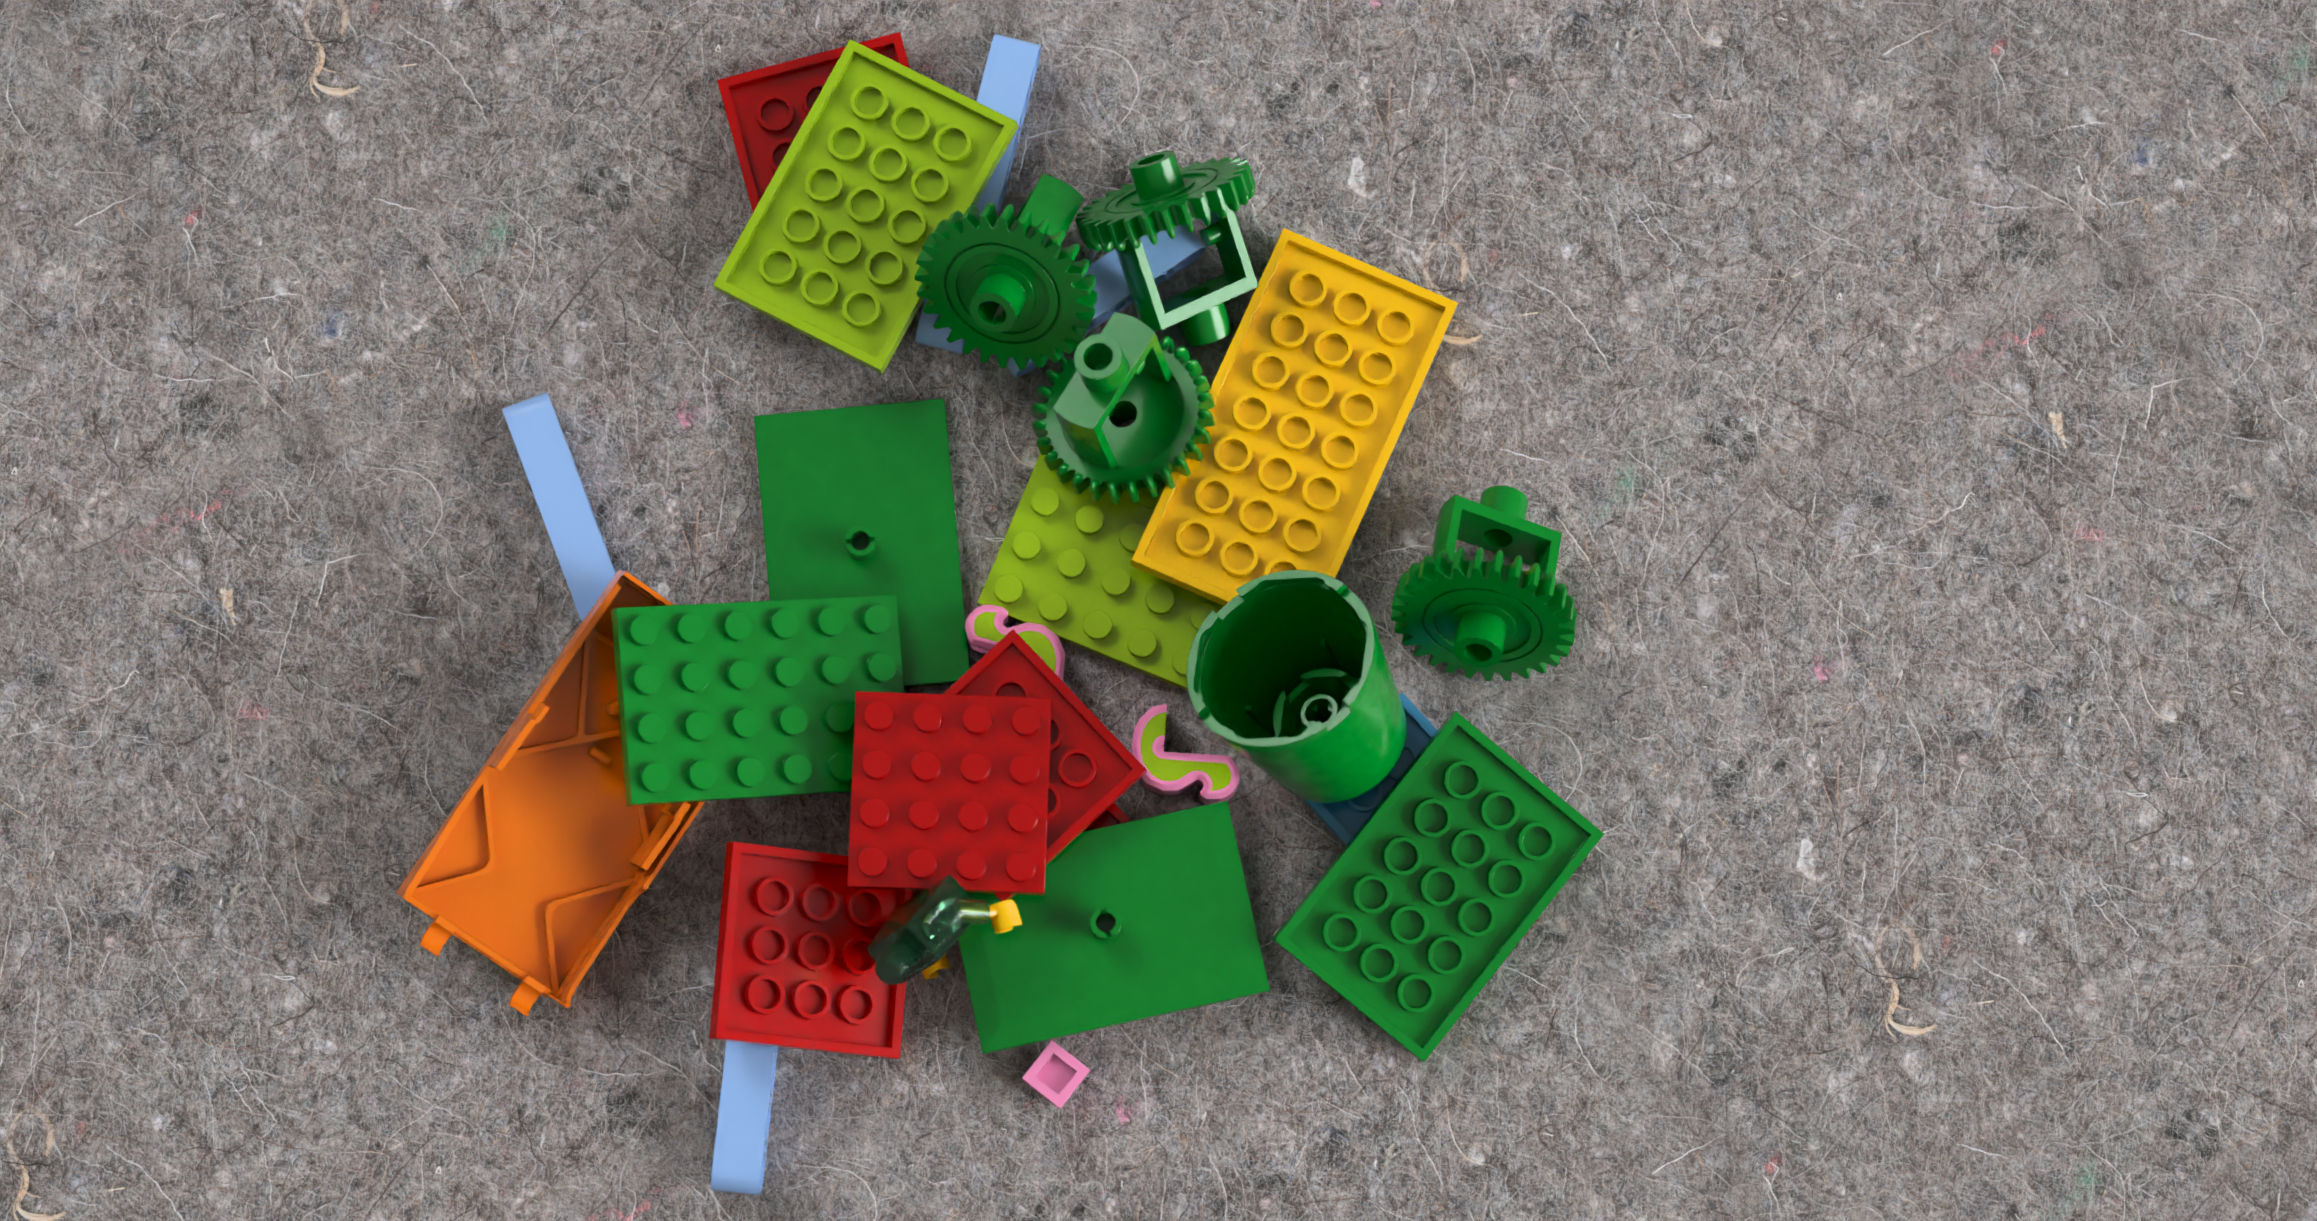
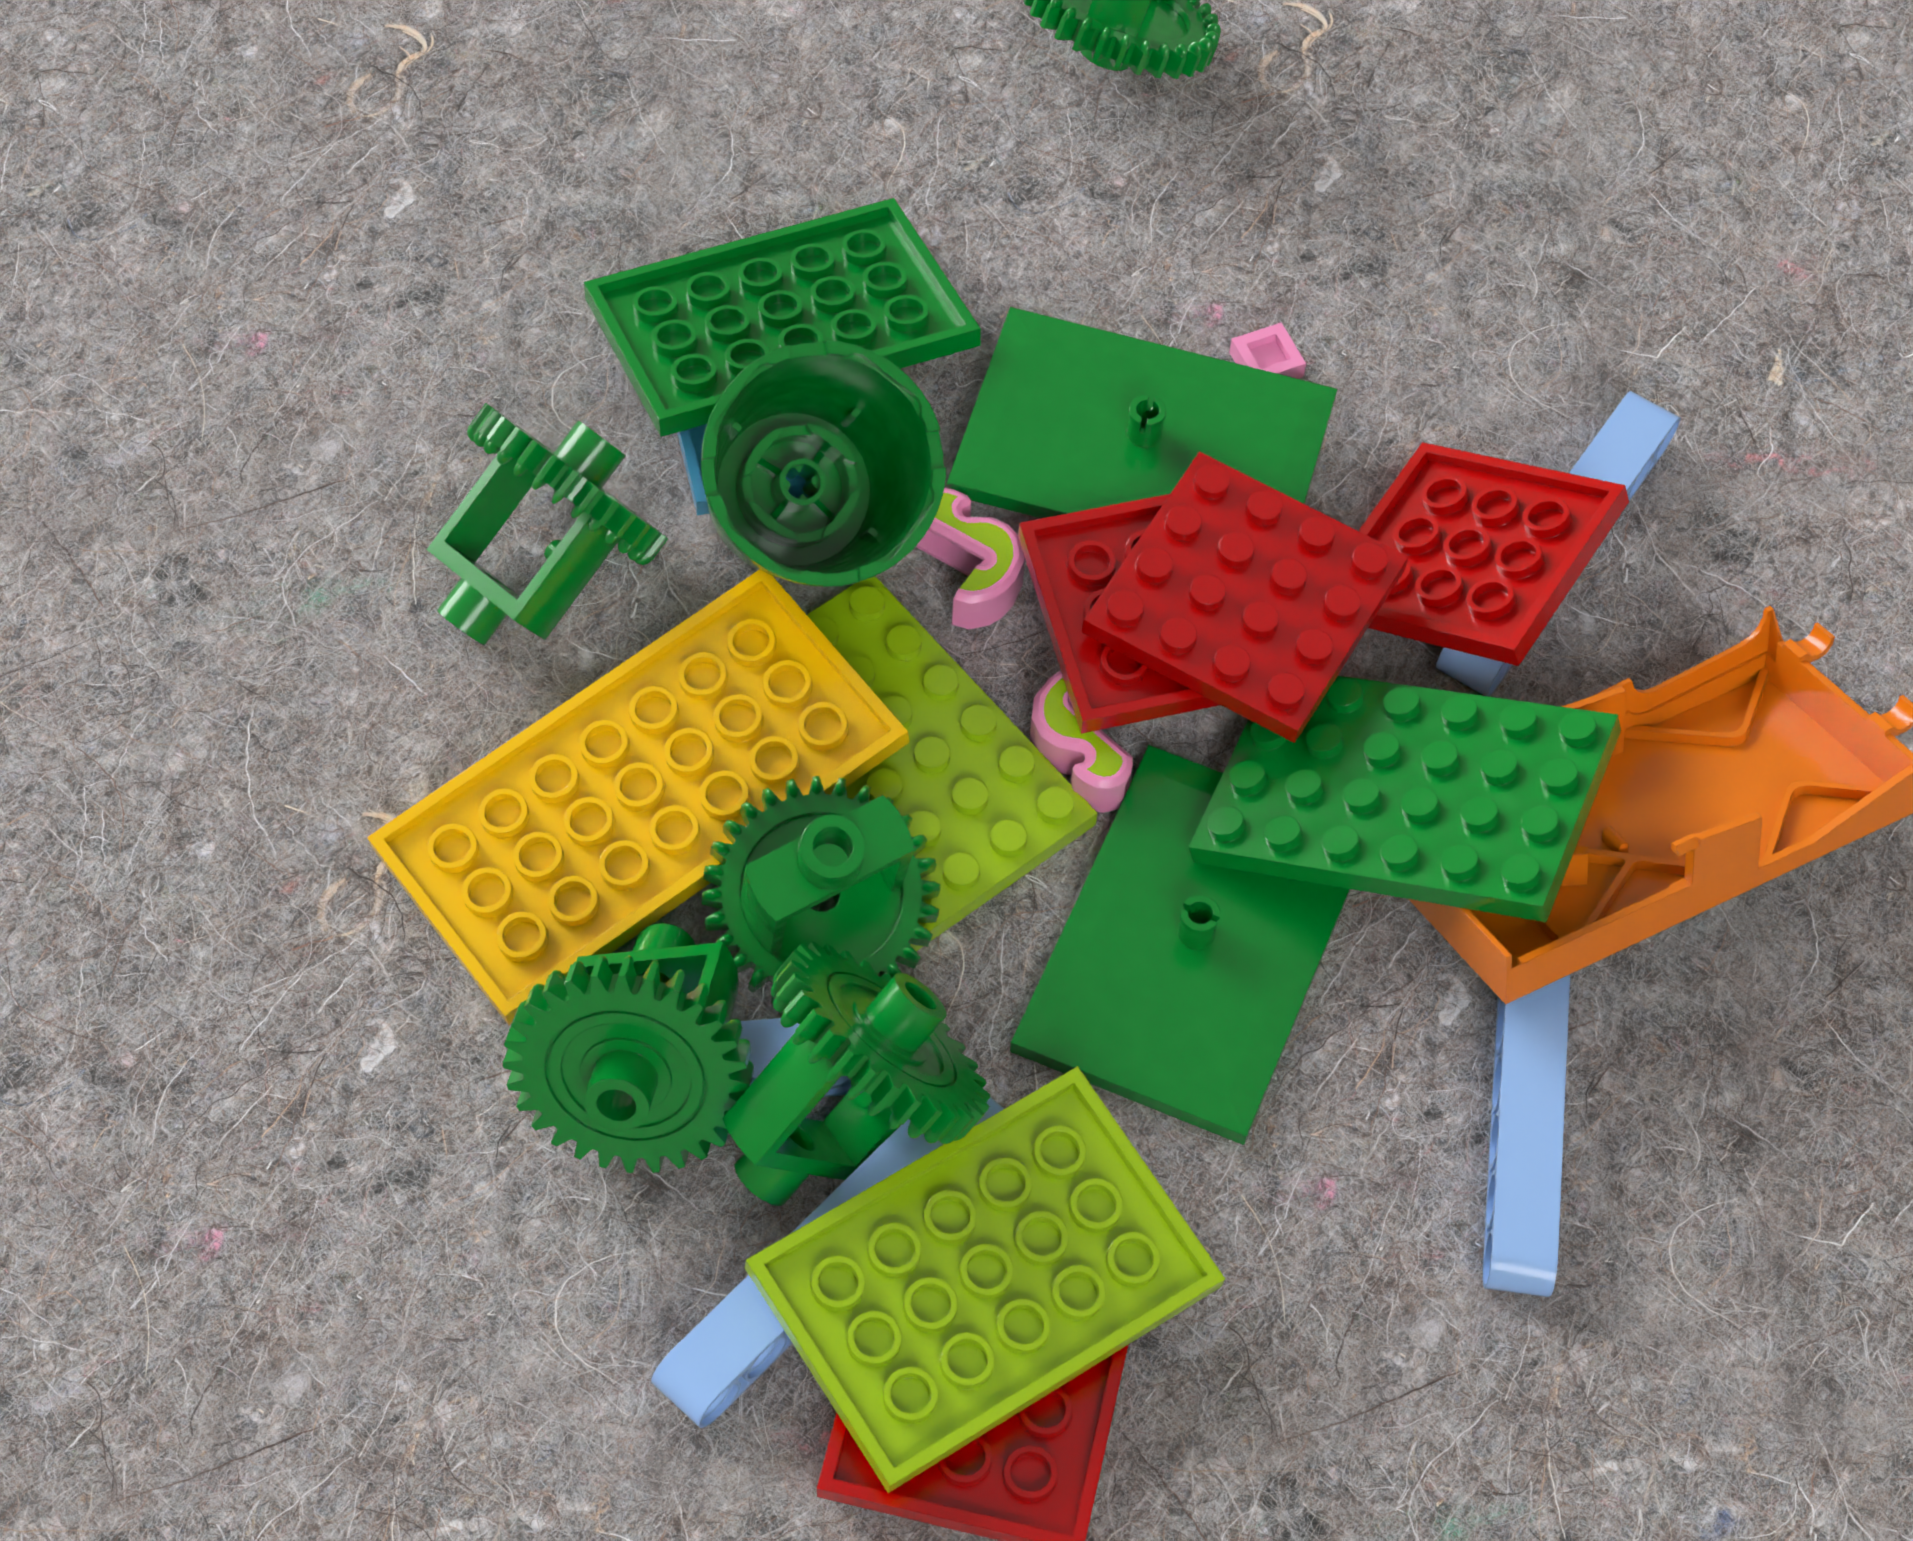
camera: 150 degrees left, 20 degrees down
(928, 926) = (1343, 468): clear green torso -> none

